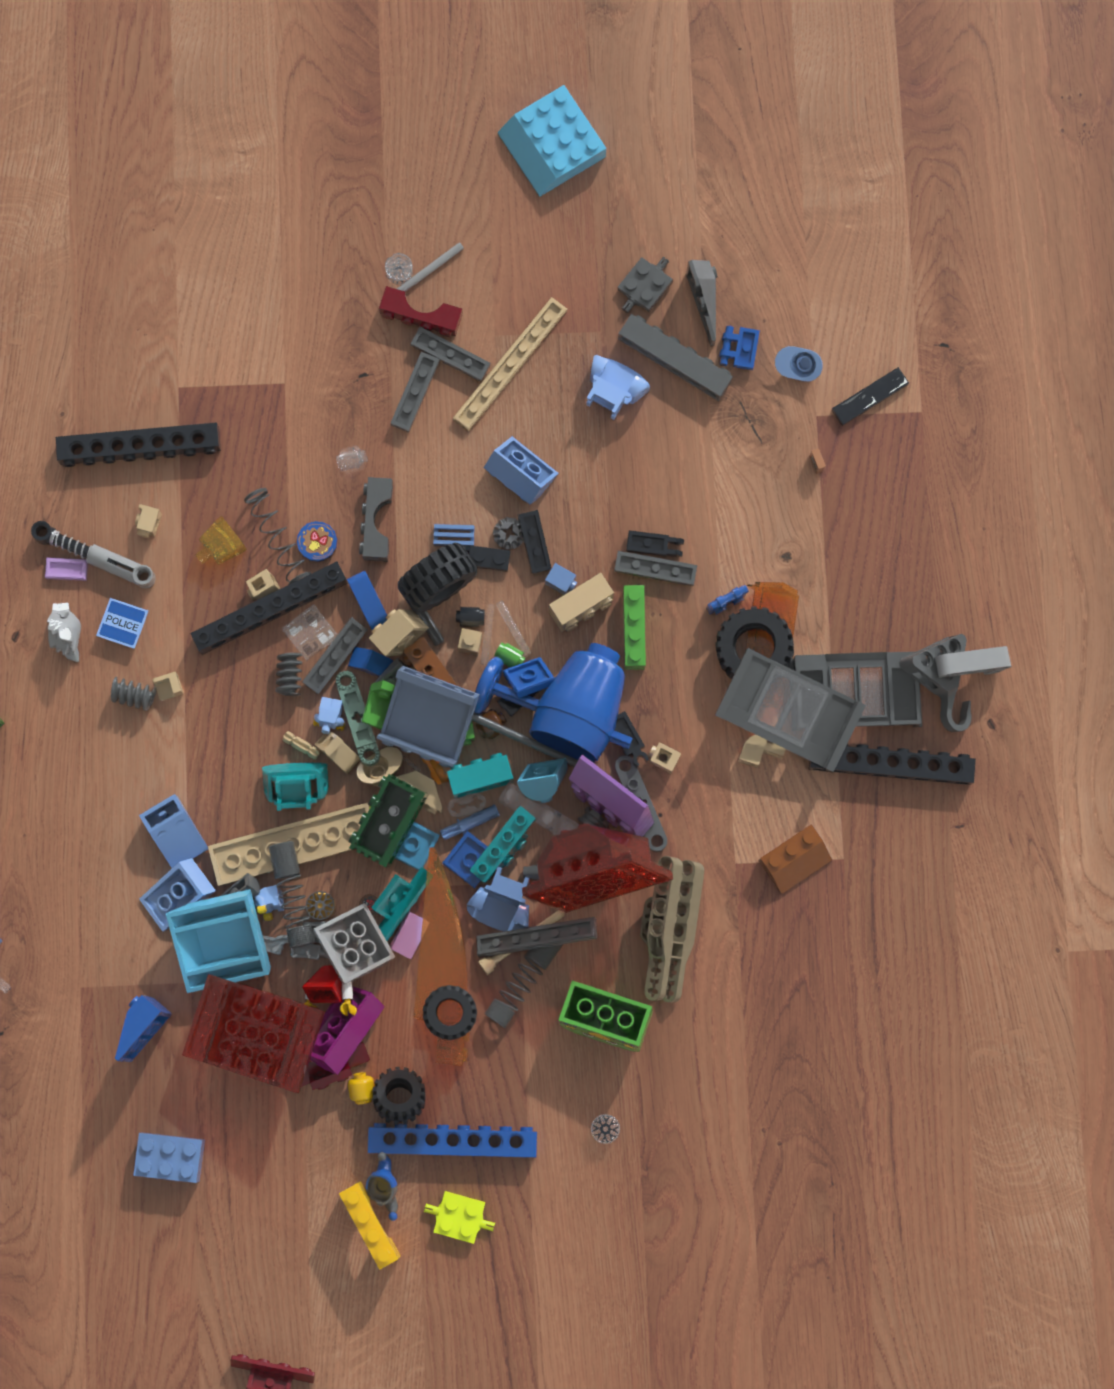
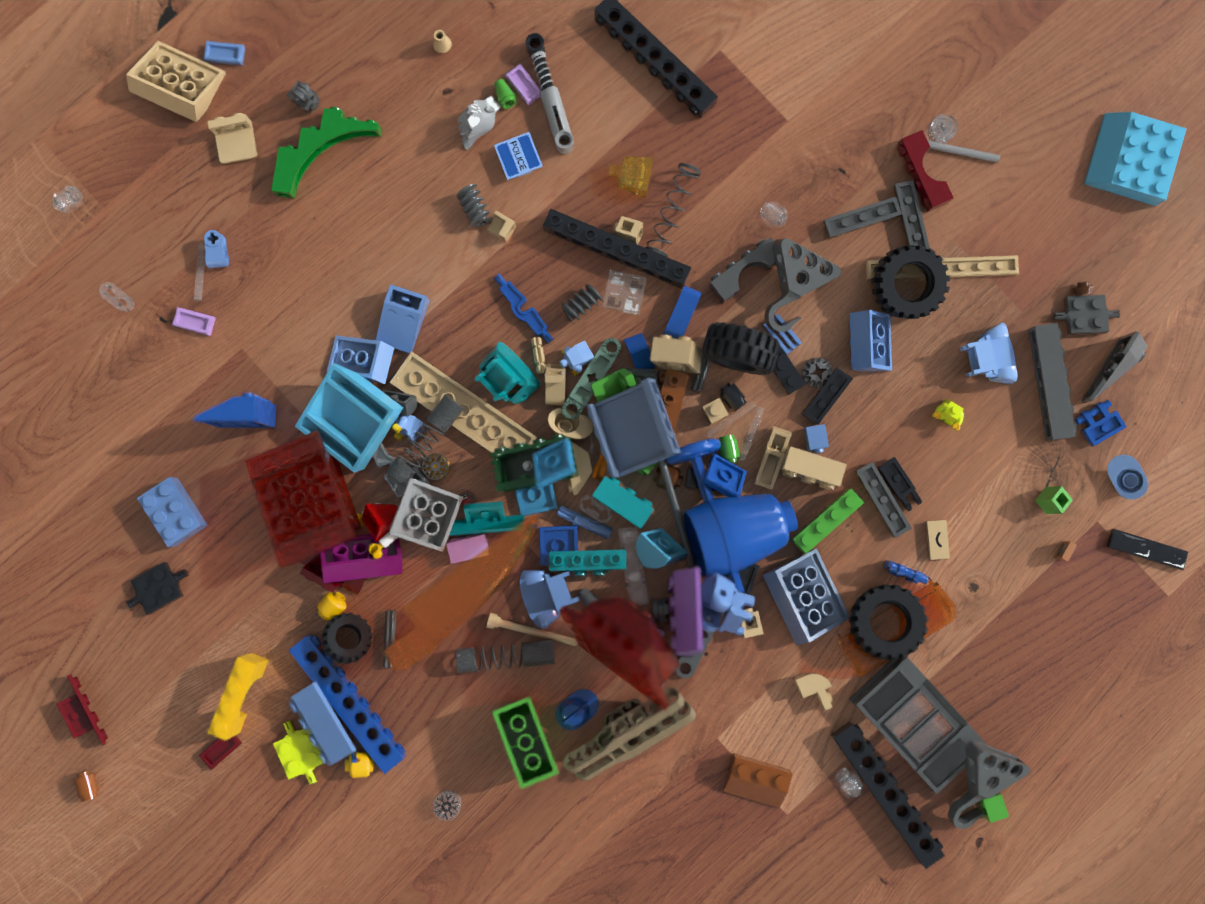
camera: 55 degrees right, 5 degrees up
(23, 1008) = (193, 321): none -> lavender tile
(62, 591) = (504, 94): none -> bright green cone
(147, 521) = (606, 110): tan brick -> none
(221, 1225) = (157, 588): none -> black plate
(262, 726) = (517, 301): none -> blue piece
(317, 541) = (694, 241): tile -> none
(334, 655) = (622, 324): dark grey plate -> none
(382, 1186) = (275, 680): dark grey piece -> none
(400, 1283) = (219, 751): none -> dark red tile
(401, 800) = (553, 463): none -> dark azure tile
(406, 486) = (809, 274): none -> dark grey piece
(429, 1063) = (390, 633): none -> dark grey axle
(449, 993) = (409, 641): black tyre -> none
(451, 1174) = (321, 724): none -> medium blue slope
(511, 1174) = (359, 764): none -> yellow head
(521, 384) = (935, 286): none -> black tyre
(537, 937) = (542, 642): dark grey tile -> none
(547, 627) = (772, 457): none -> tan slope
(617, 957) = (577, 709): none -> blue piece
(621, 269) = (1083, 288): none -> reddish brown plate
(624, 760) = (721, 597): none -> medium blue piece
(630, 457) = (950, 413): none -> neon yellow piece
(681, 695) = (806, 597): none -> sand blue slope
(724, 552) = (937, 539): none -> tan tile
(768, 435) = (1054, 500): none -> bright green brick
(790, 709) = (864, 691): dark grey piece -> none
(857, 787) = (848, 782): none -> clear head
(970, 688) = (994, 808): none -> bright green brick
(975, 661) = (1017, 796): light grey beam -> none

